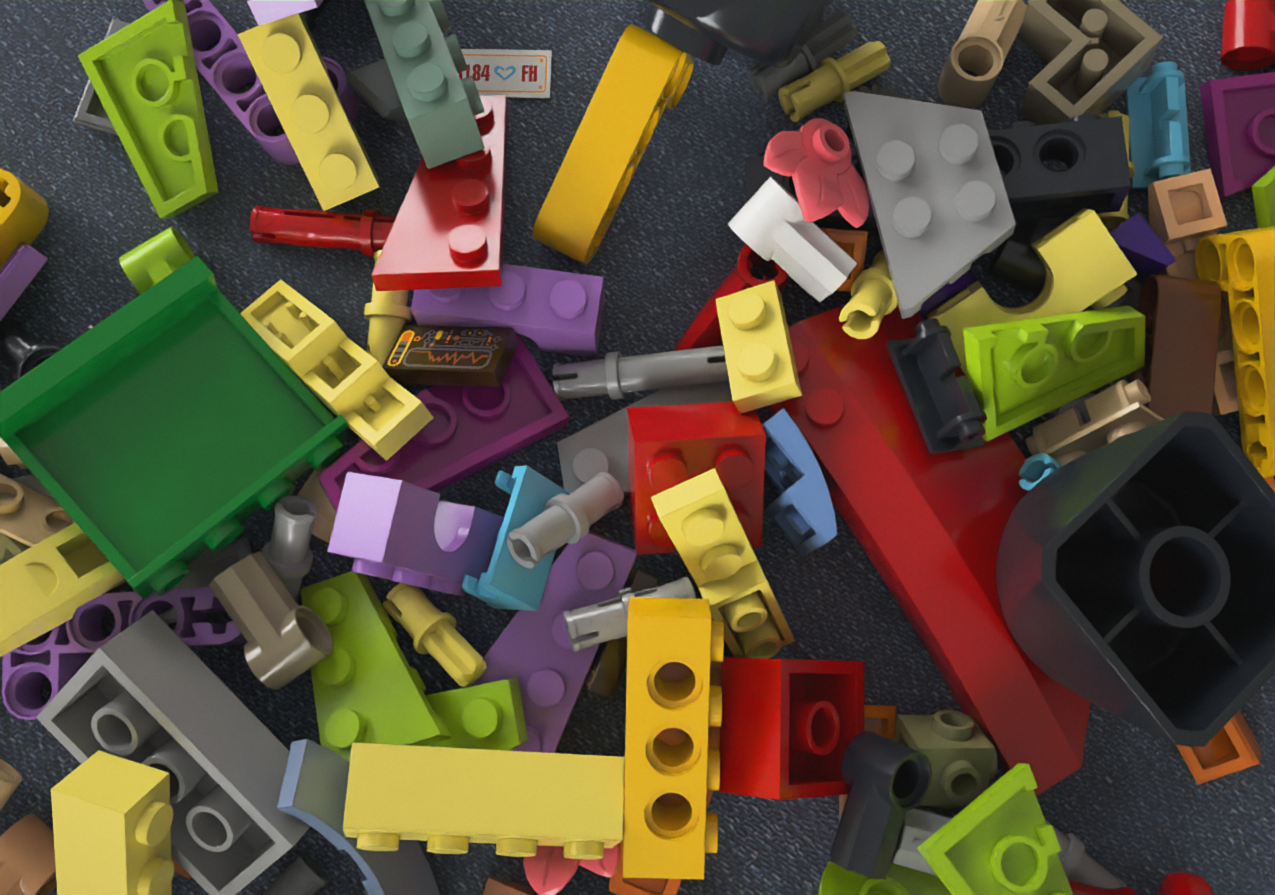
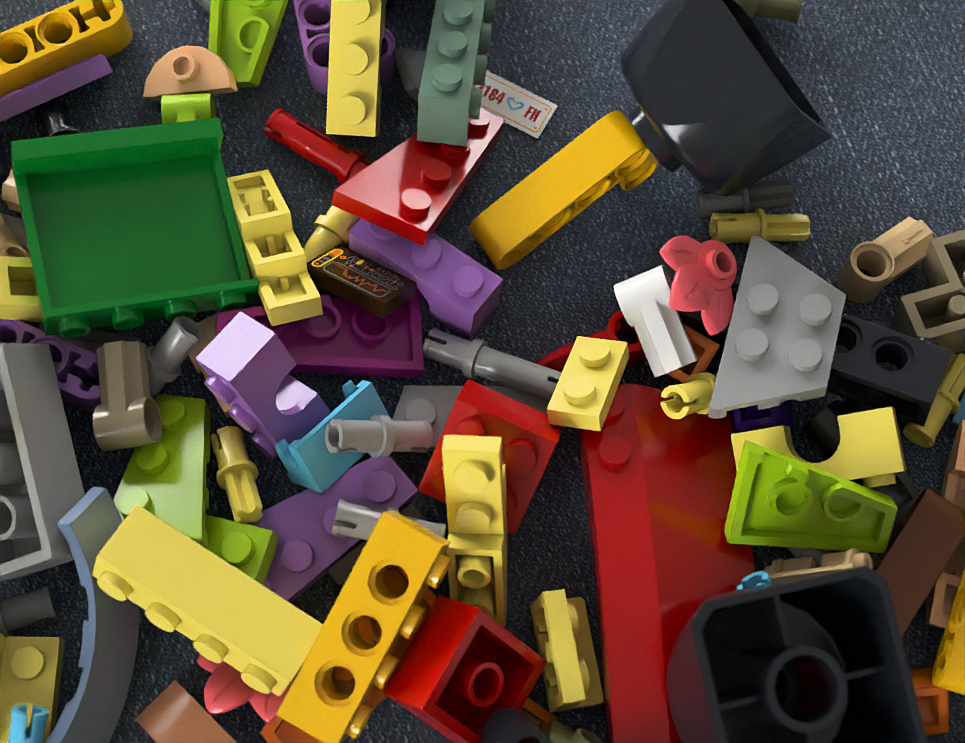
camera: 20 degrees right, 10 degrees down
(134, 215) = (189, 72): none -> light nougat plate
(805, 505) = (563, 507): medium blue slope -> none
(876, 636) = (568, 648): none -> light yellow bracket
(939, 399) = (708, 483): black hinge -> none
(1142, 247) = (926, 463): dark purple slope -> none

